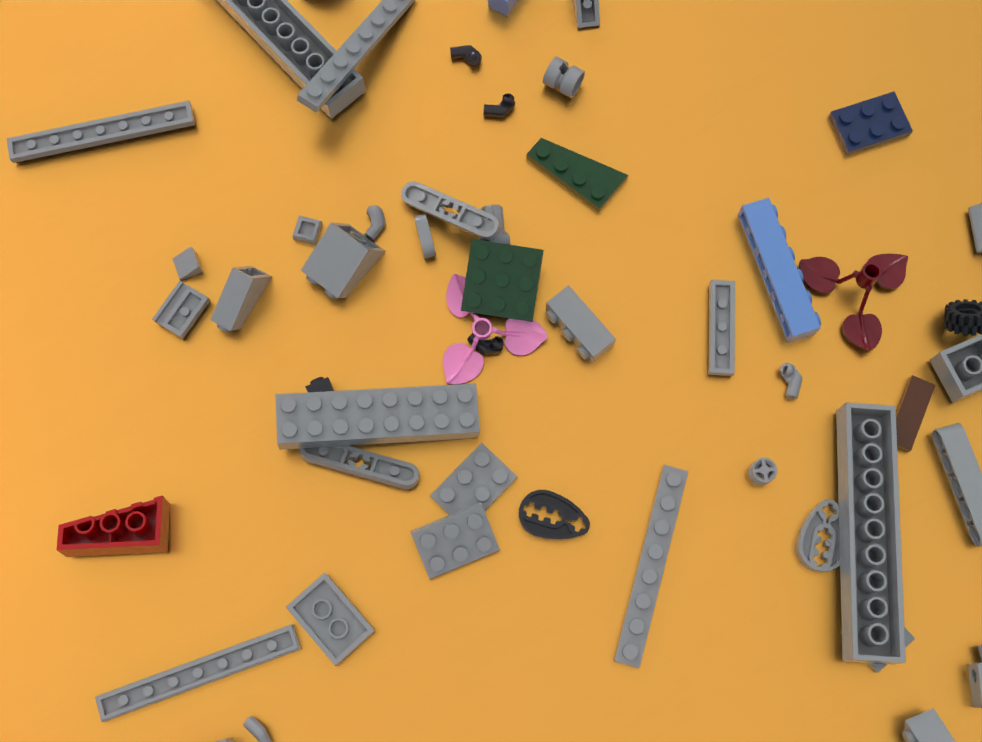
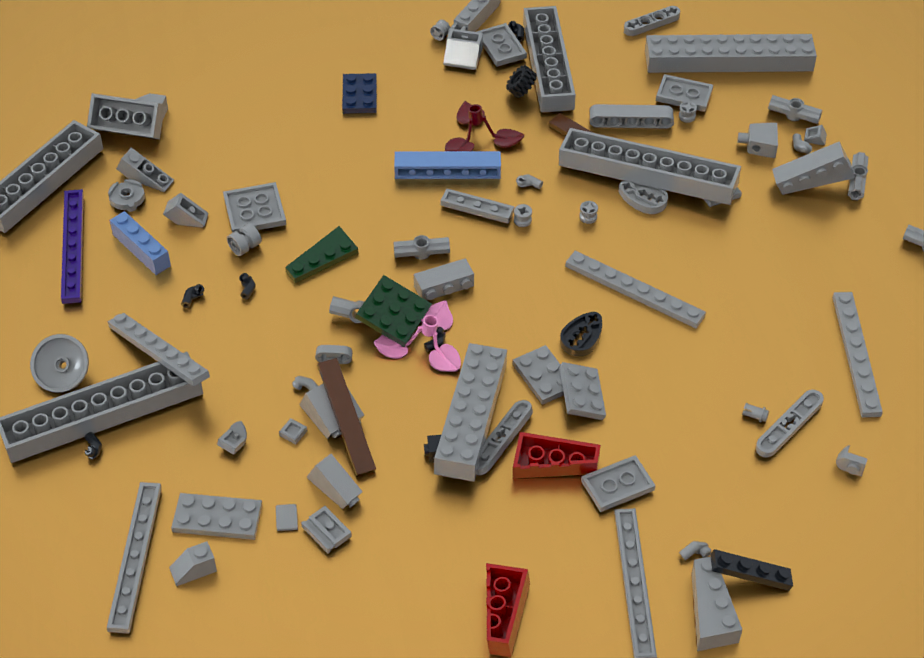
camera: 75 degrees left, 25 degrees down
(104, 194) = (193, 564): none -> light grey slope
(174, 193) = (217, 516): none -> light grey plate
(228, 40) = (95, 445): none -> black arm
(273, 172) = (233, 438): none -> light grey plate
(322, 277) = (346, 417): none -> reddish brown tile
(340, 531) = (553, 457): none -> red wedge
(469, 218) = (310, 340): light grey piece -> none
(622, 71) = (255, 205): none -> light grey plate
(629, 294) = (421, 247): none -> light grey piece
(724, 394) = (522, 215): none -> light grey wheel

